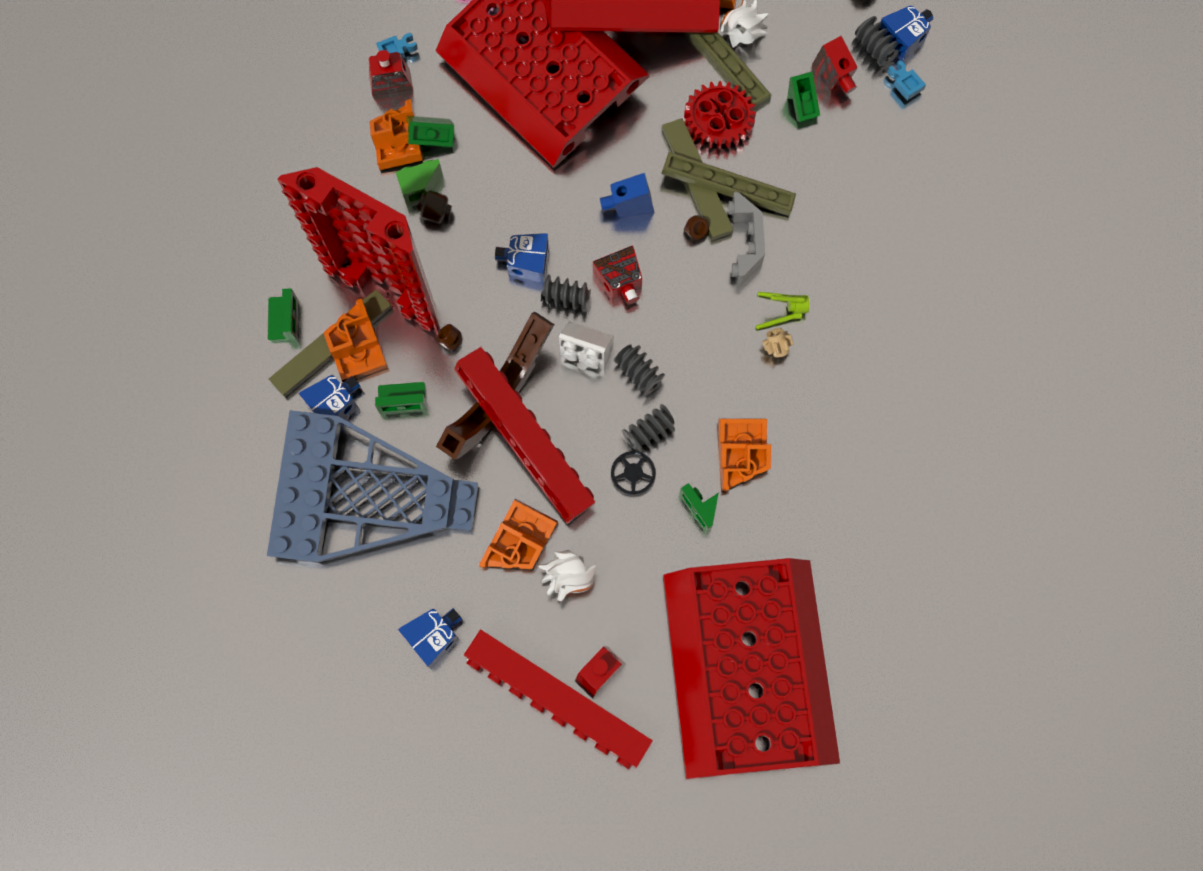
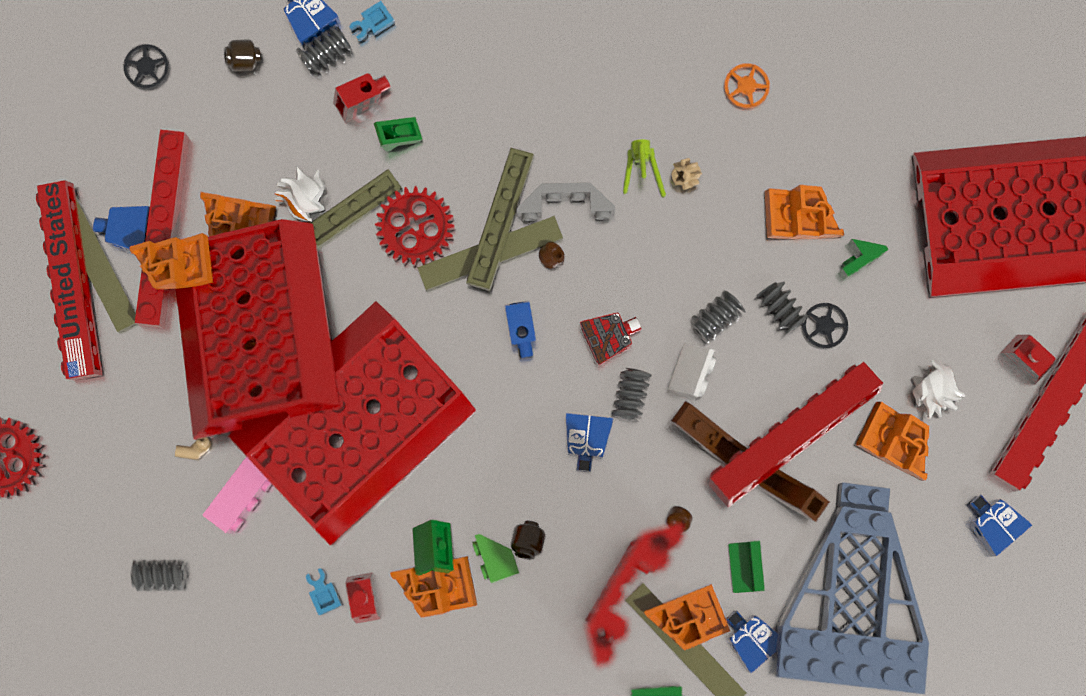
camera: 90 degrees left, 10 degrees up
(868, 403) = (746, 86): none -> orange wheel

